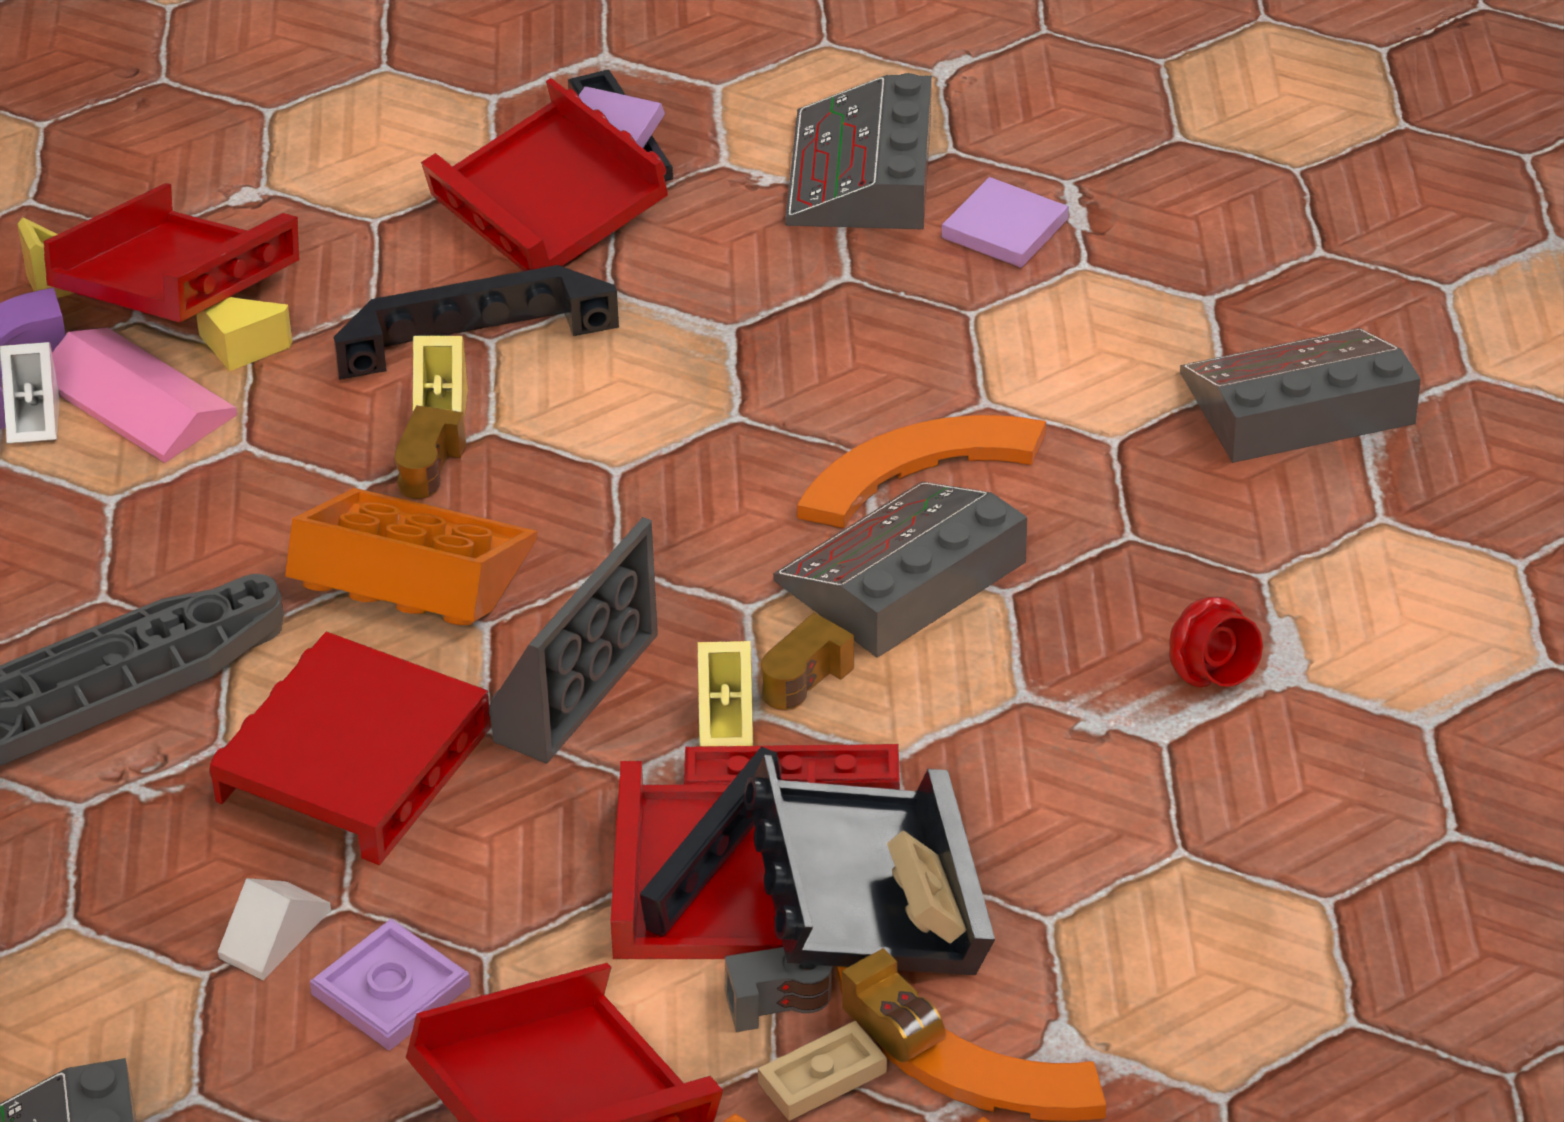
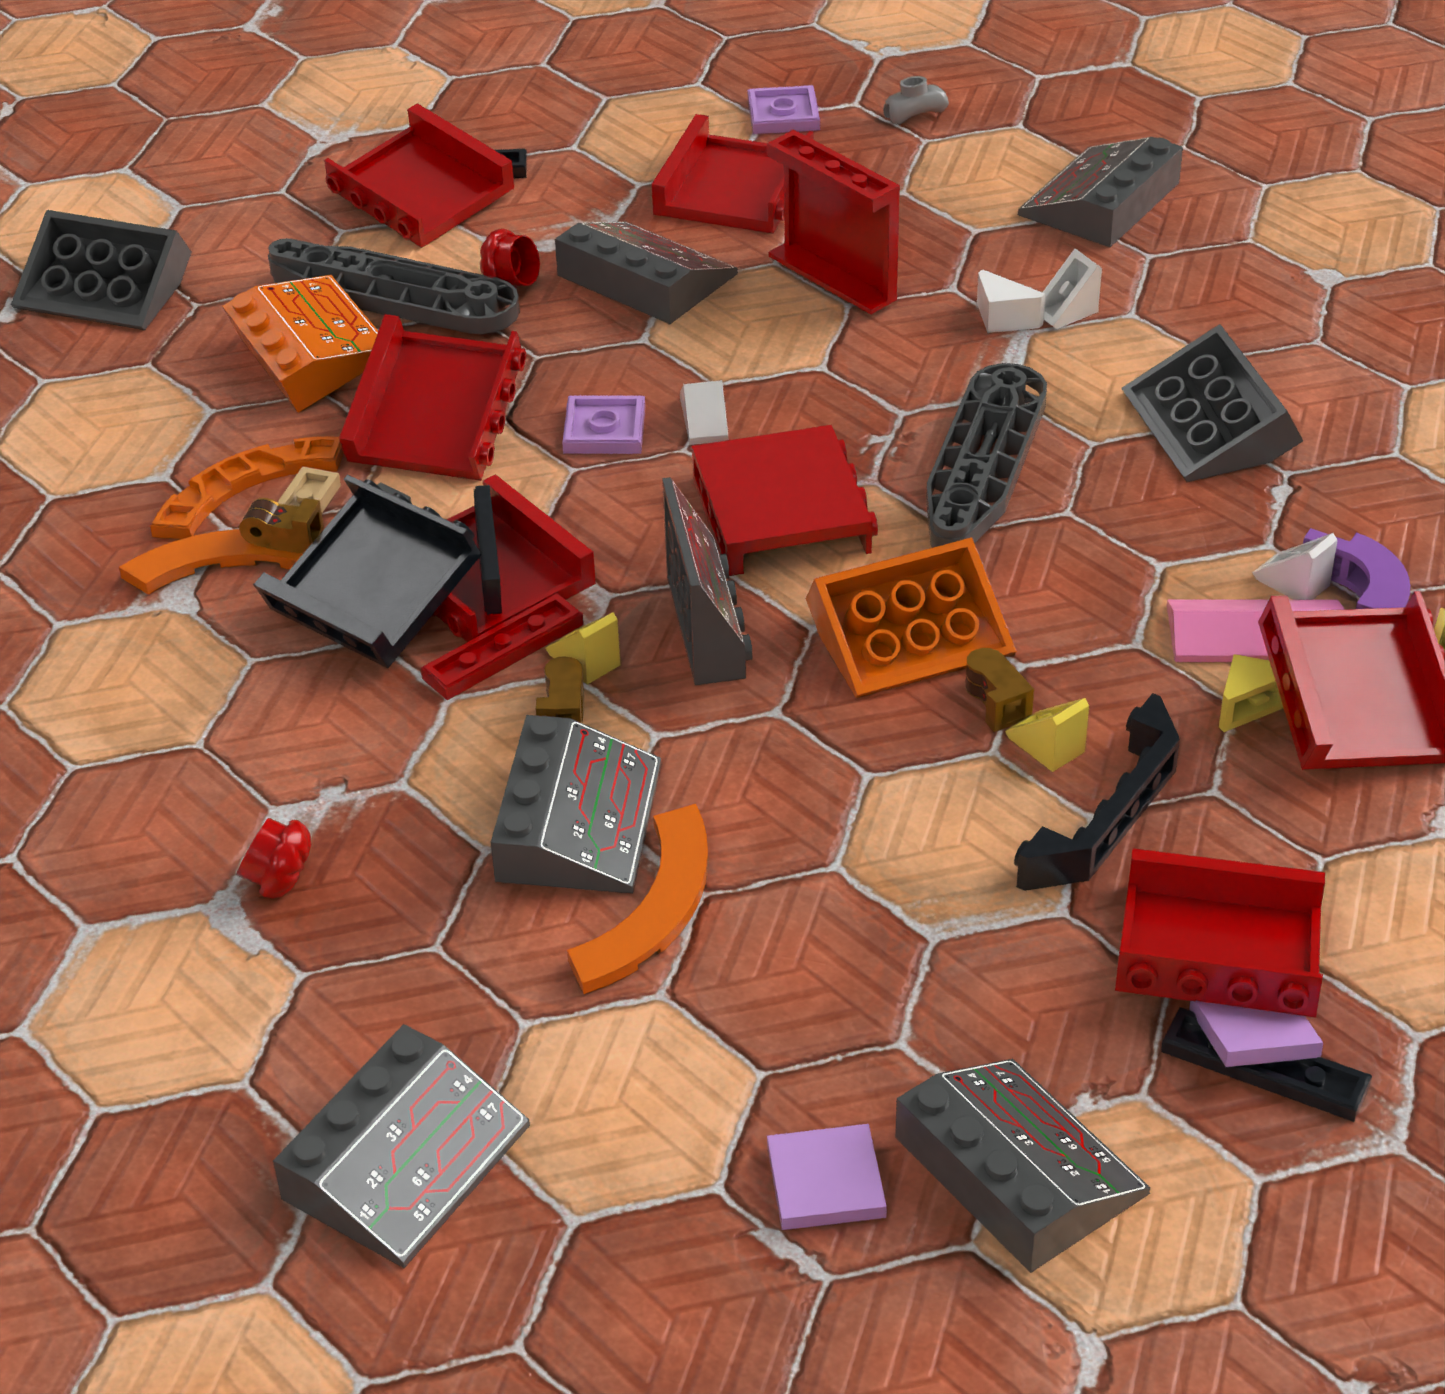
camera: 140 degrees right, 0 degrees up
(925, 887) = (321, 578): tan plate -> none

